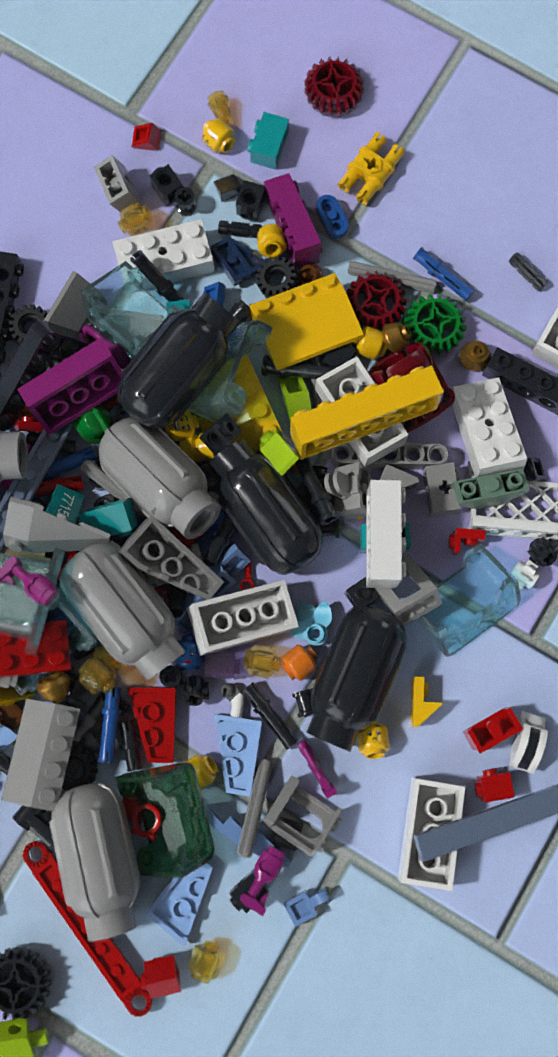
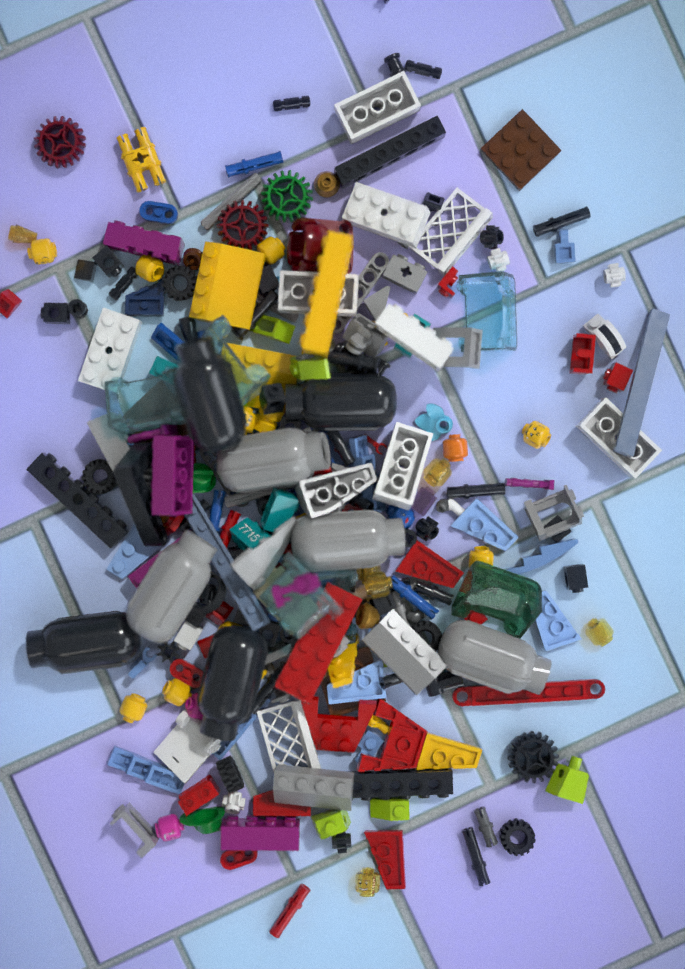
camera: 50 degrees left, 10 degrees up
(116, 183) = (34, 348): light grey brick -> none
(135, 219) = (68, 352): clear yellow head -> none
(137, 828) = (491, 623): red piece -> none
(161, 976) = (589, 665): red brick -> none
(163, 286) = (134, 366): black pin -> none
(254, 808) = (526, 537): light grey axle -> none
(265, 871) = (571, 557): magenta piece -> none
(269, 140) = (71, 218): teal brick -> none
(302, 906) = (608, 550): medium blue plate -> none
(303, 701) = (483, 462): black bush -> none
(356, 675) = (490, 417): black piece -> none
(360, 595) = (439, 379): black brick -> none
(396, 336) = (279, 230): pearl gold cone -> none
(419, 709) = (538, 391): yellow slope -> none
(490, 489) = (428, 243): sand green slope -> none

